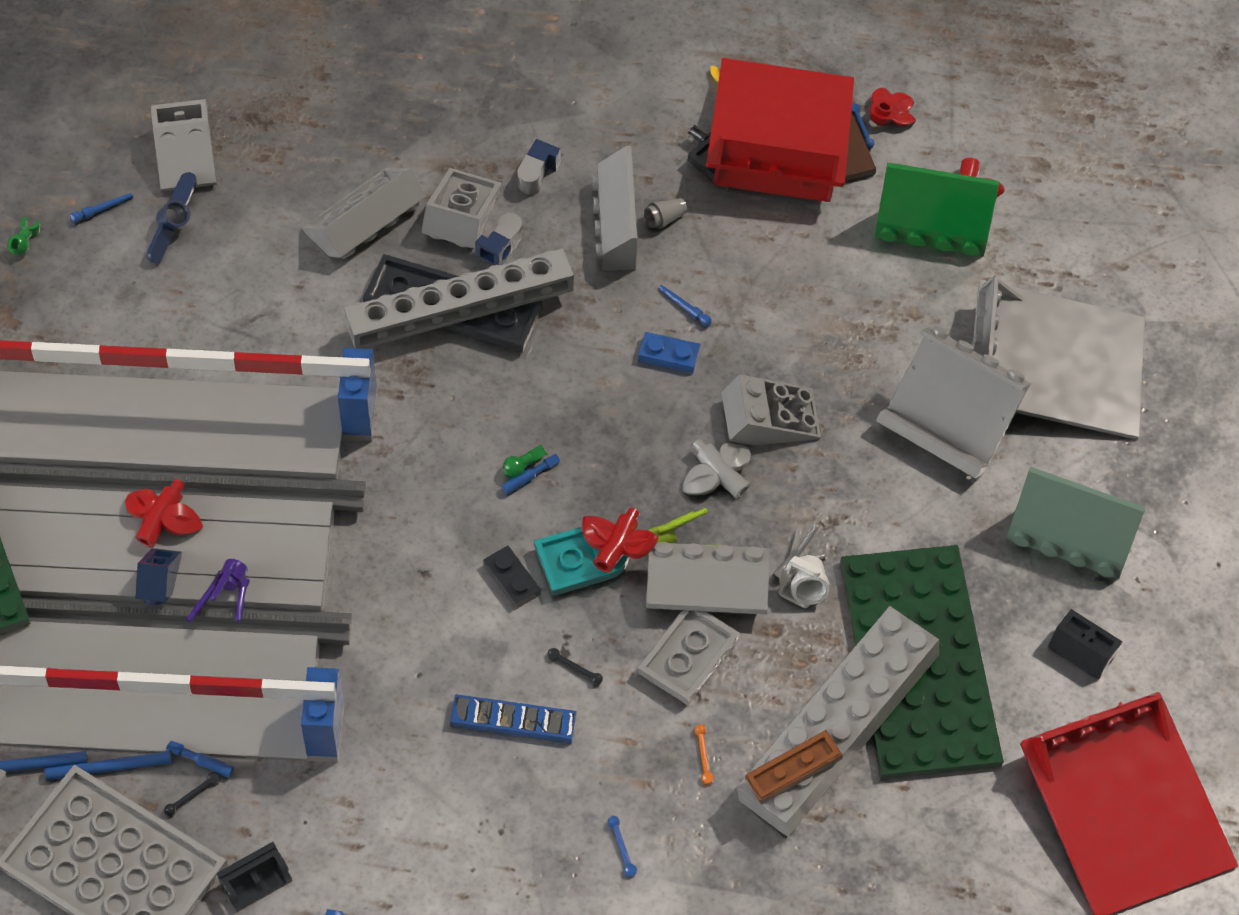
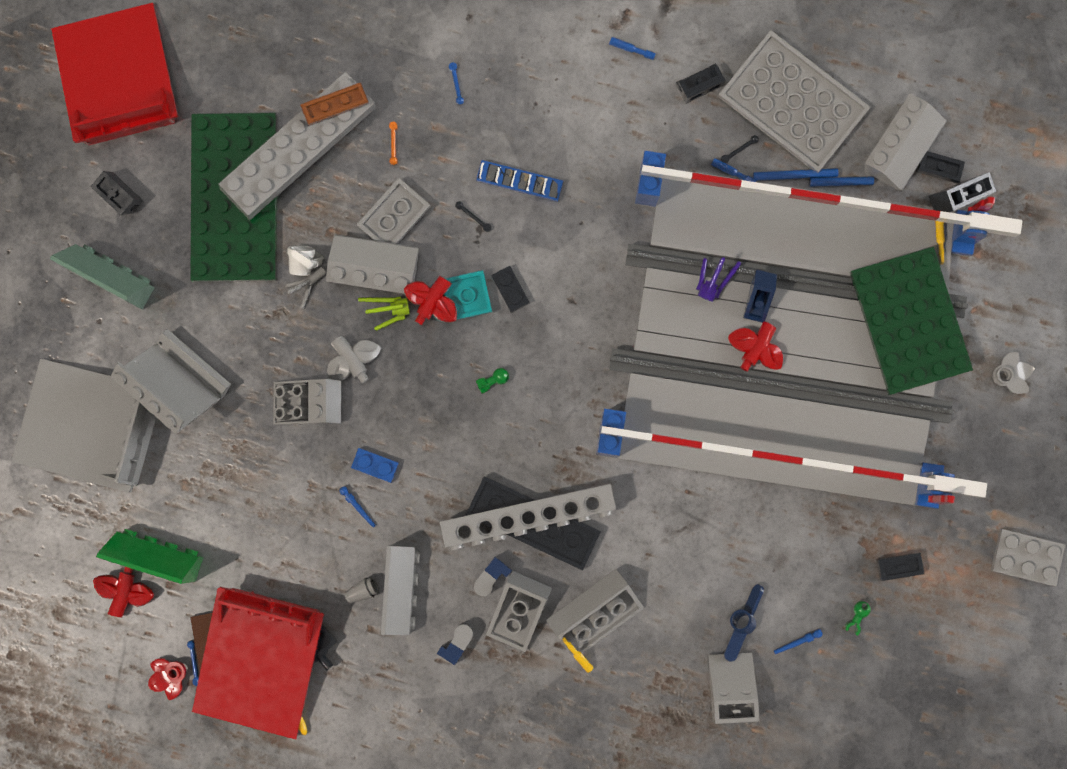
camera: 170 degrees left, 25 degrees up
(381, 162) = (579, 656): none -> yellow piece
(528, 475) = (489, 371): blue piece -> none

